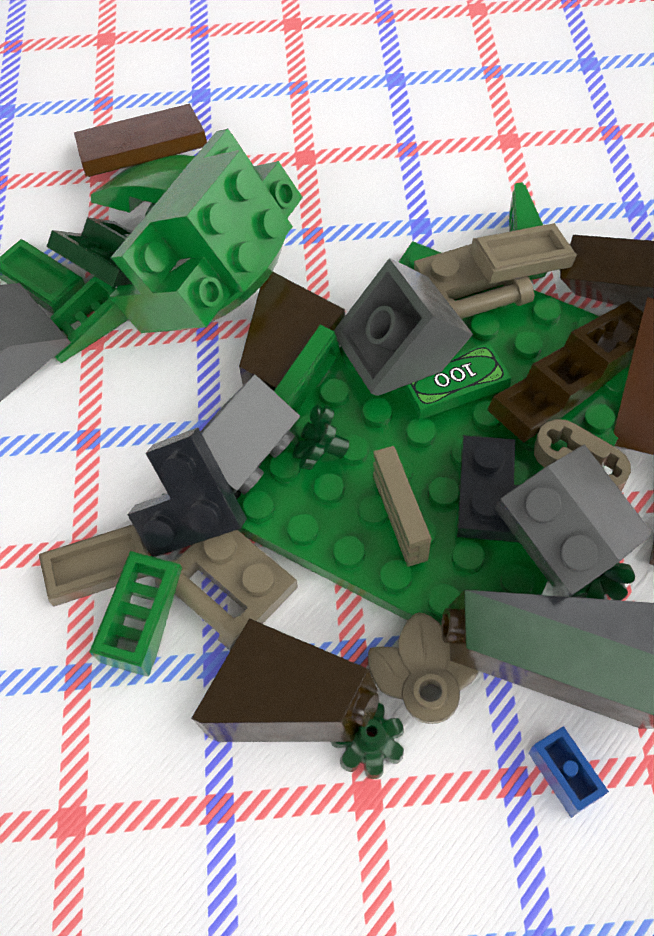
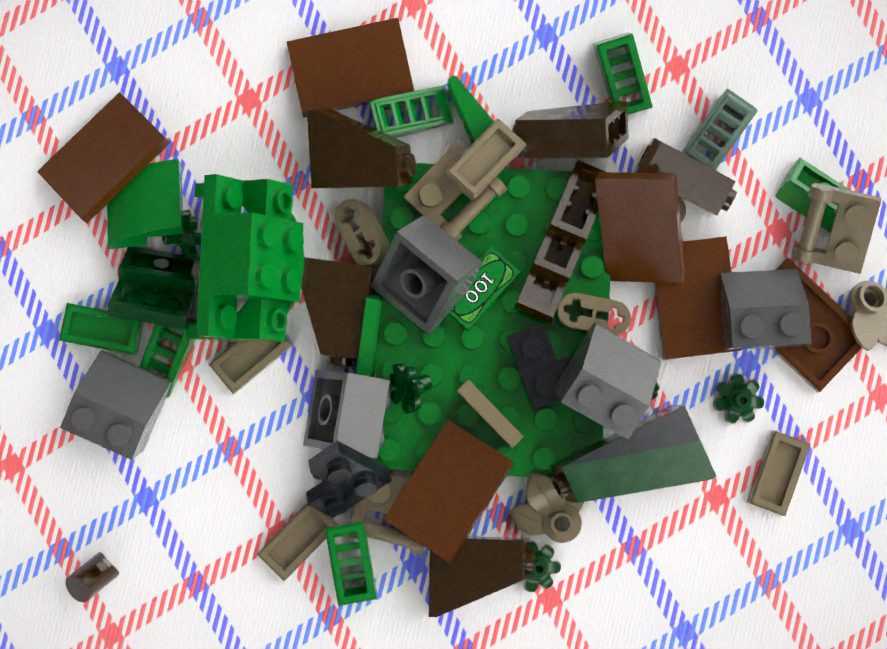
camera: 35 degrees left, 25 degrees up
(167, 357) = (245, 361): none -> dark tan tile
(303, 573) = (449, 491): none -> reddish brown tile
(349, 279) = (357, 235): none -> dark tan beam
(382, 211) = (354, 154): none -> dark brown slope
(419, 162) = (350, 66): none -> reddish brown tile
(440, 202) = (394, 102): none -> green slope
(567, 772) = (662, 530): blue piece -> none

